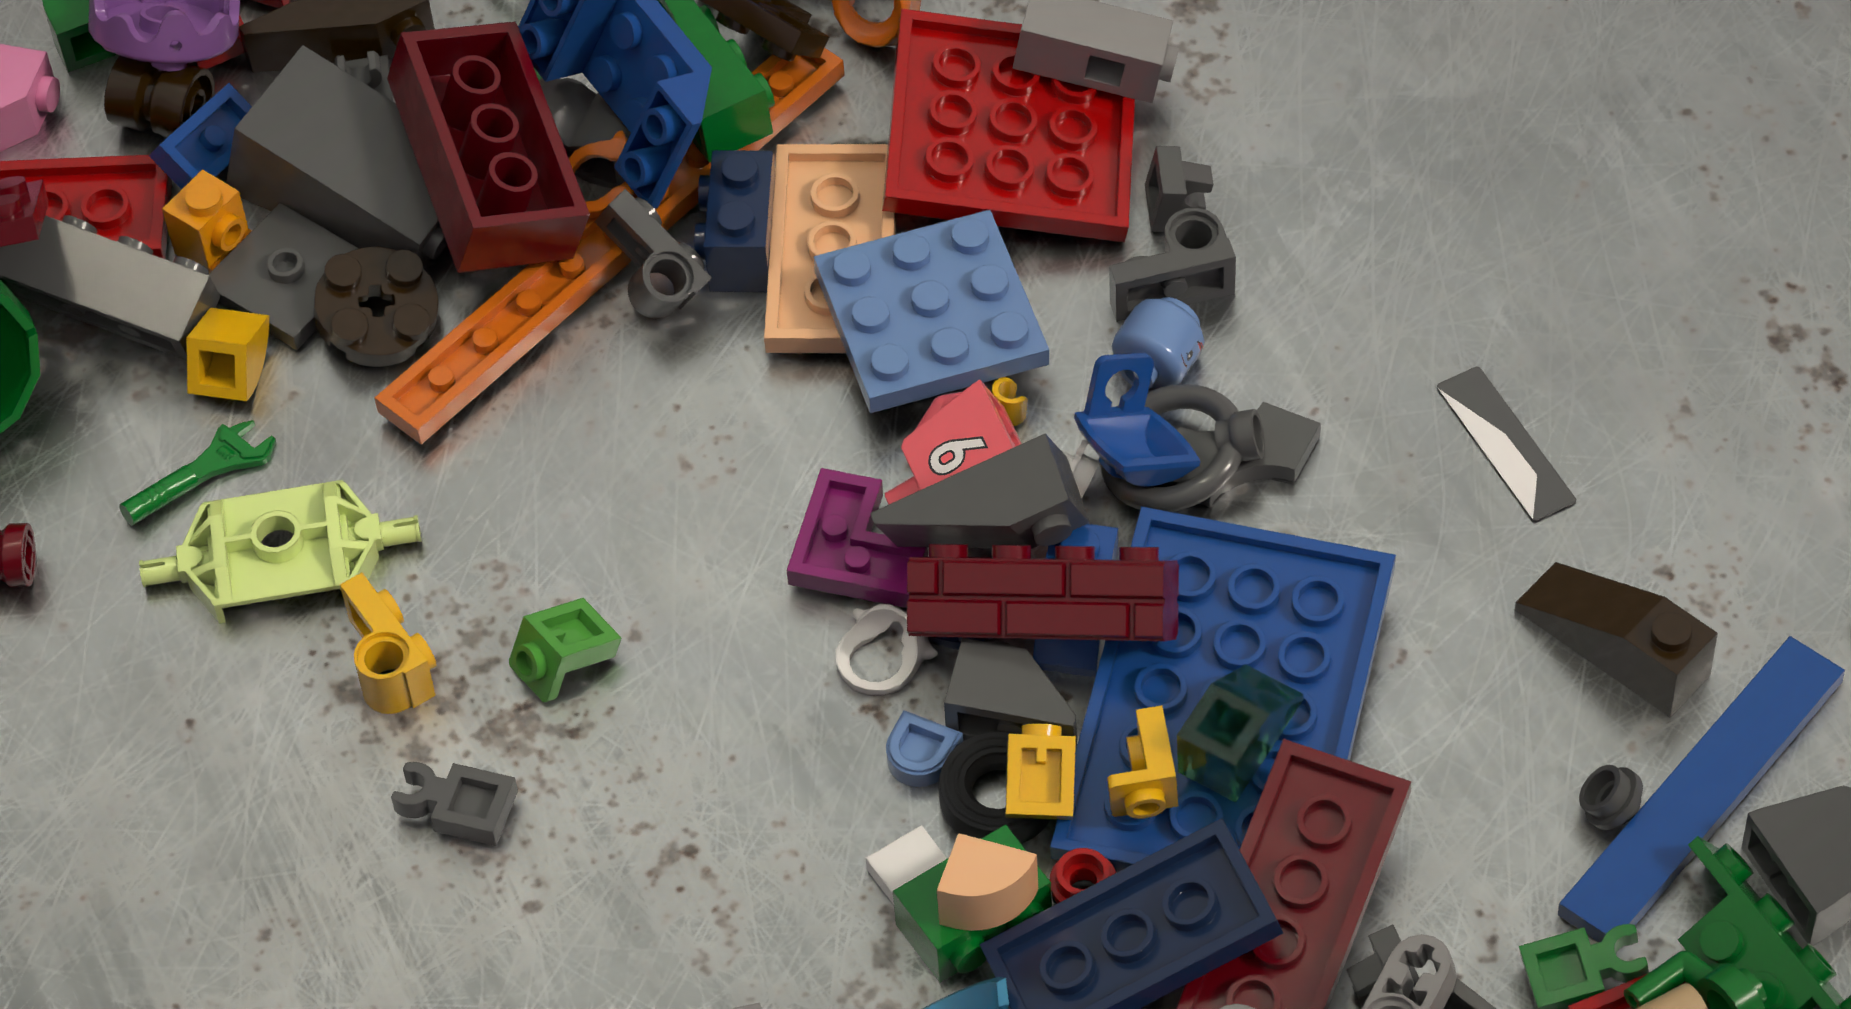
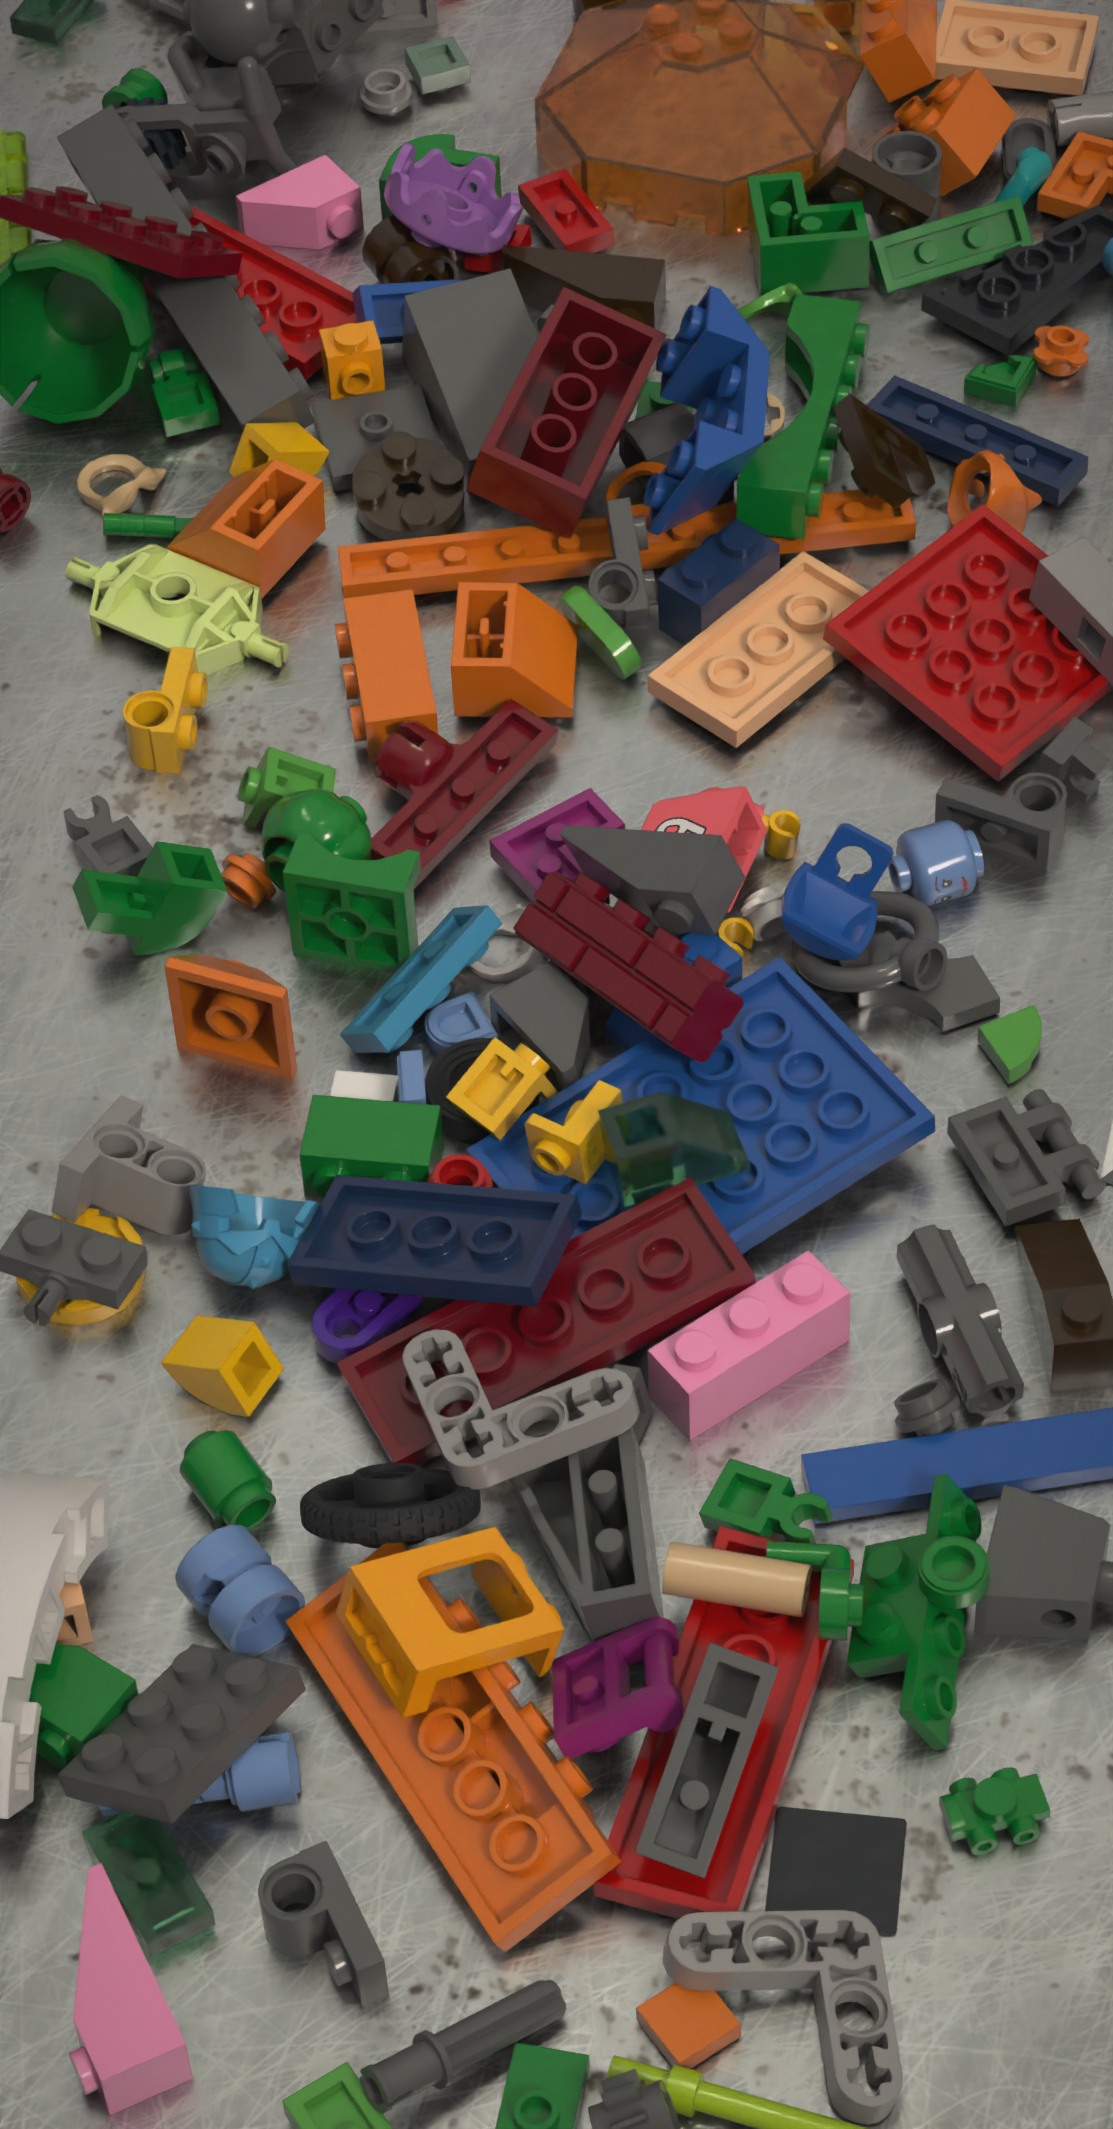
camera: 40 degrees right, 5 degrees down
(77, 351) = (181, 393): none -> green plate
(110, 447) = (125, 495): none -> tan piece
(274, 425) = (257, 524): none -> orange slope
(543, 484) = (385, 668): none -> orange brick
(568, 817) = (159, 907): none -> green brick
(614, 747) = (247, 880): none -> orange plate
(629, 397) = (511, 649): none -> orange slope
(654, 674) = (331, 820): none -> green plant
(681, 326) = (600, 632): none -> bright green tile
(699, 547) = (451, 783): none -> dark red plate
(745, 867) = (231, 1013): none -> orange slope
(753, 708) = (351, 908): none -> green piece
(859, 730) = (422, 980): none -> dark azure plate
(931, 311) = (783, 729): medium blue plate -> none
(947, 818) = (411, 1077): none -> medium blue tile
(985, 884) = (364, 1126): light nougat brick -> none
(1362, 453) = (1012, 1042): none -> bright green tile
(1438, 838) = (748, 1345): none -> bright pink brick
(1465, 553) = (1011, 1166): none -> dark grey plate
(1562, 708) = (960, 1321): none -> dark grey piece
(1790, 908) = (953, 1572): none -> green tile

